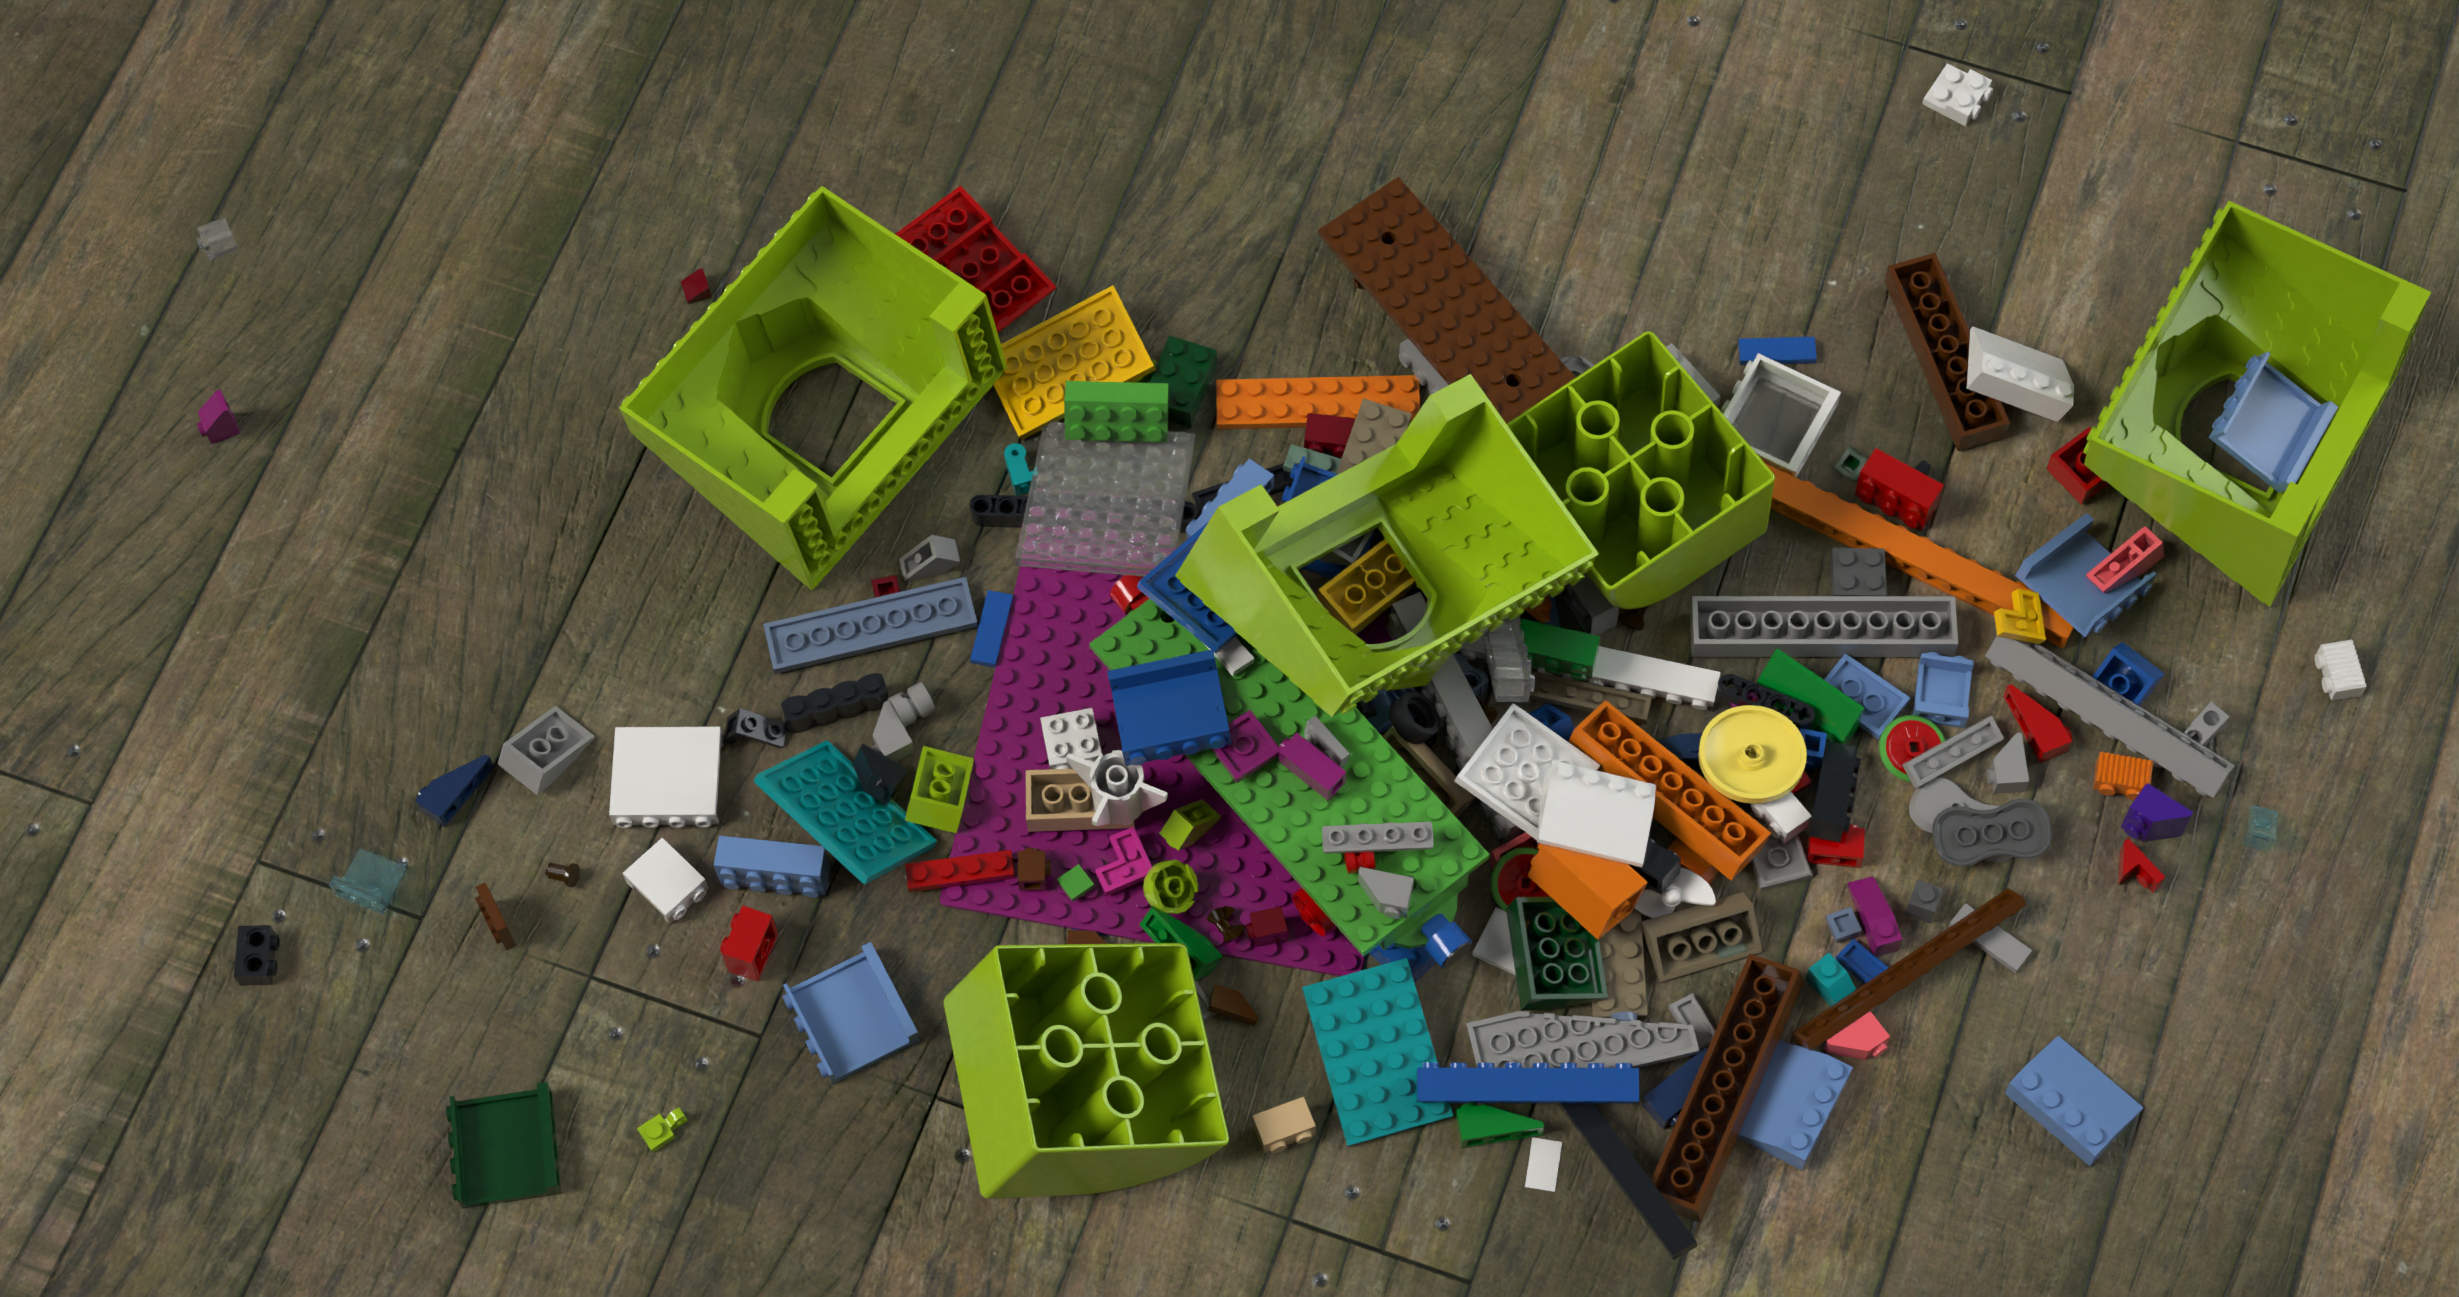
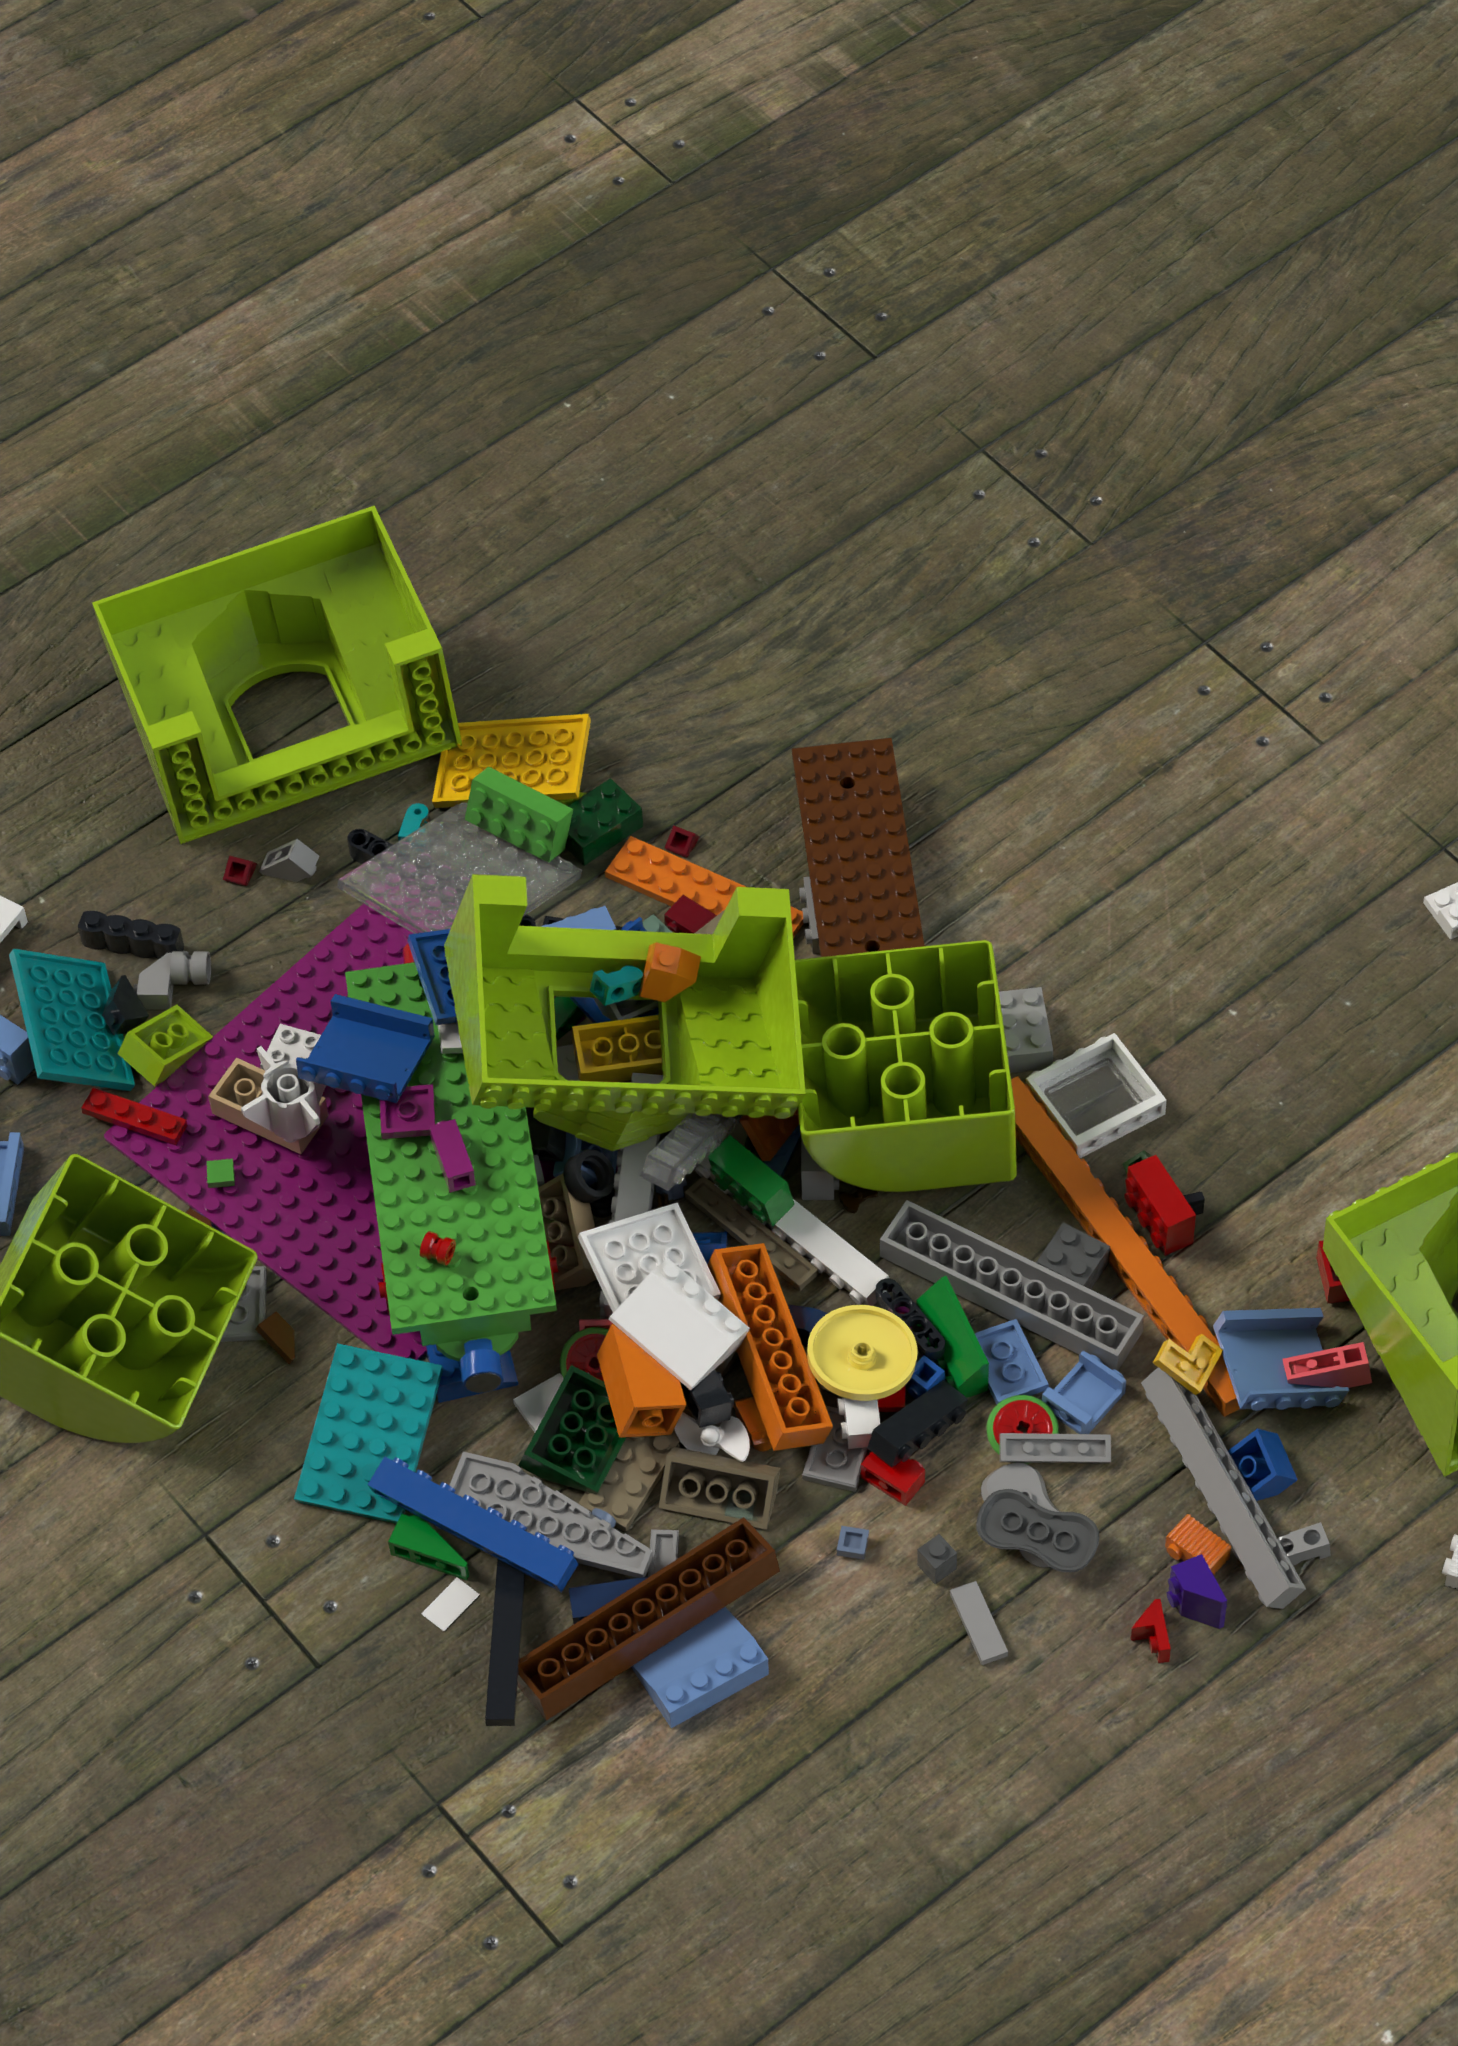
camera: 30 degrees right, 10 degrees down
(755, 727) = (55, 926): black bracket -> none
(870, 625) = (205, 891): sand blue plate -> none
(969, 245) = (487, 646): red slope -> none
(991, 628) = (301, 942): blue tile -> none
(1033, 869) = (191, 1143): reddish brown brick -> none
(1131, 863) = (271, 1184): dark pink plate -> none
(1167, 929) = (273, 1271): green slope -> none
(1170, 886) = (301, 1214): lime cylinder -> none
(1189, 824) = (343, 1172): lime slope -> none
(1219, 917) = (317, 1260): dark brown piece -> none
(1262, 362) = (681, 841): none -> dark red slope
(1267, 926) = (351, 1286): dark red brick -> none
(1284, 1125) = (250, 1452): tan brick -> none
(1321, 737) = (478, 1136): light grey bracket -> none
(1350, 534) = (616, 985): none -> teal leg
(1377, 837) = (460, 1235): light grey bracket -> none
(1384, 500) = (668, 972): none -> orange slope
(1387, 891) = (443, 1287): light grey slope -> none
(1782, 350) = (1143, 1044): blue tile -> none
(1830, 980) = (806, 1587): teal slope -> none
(1859, 1039) = (795, 1643): coral slope -> none
(1860, 961) = (849, 1588): blue tile -> none
(1875, 916) = (885, 1551): magenta slope -> none
(1909, 969) = (892, 1606): reddish brown plate -> none
(1942, 349) = (1289, 1114): reddish brown brick -> none
(2009, 768) = (1097, 1487): light grey slope -> none
(2018, 375) = (1335, 1157): white slope -> none
(2040, 727) = (1151, 1469): red slope -> none
(2073, 1100) = (955, 1795): medium blue slope -> none
(2260, 828) = (1292, 1655): clear light blue slope -> none

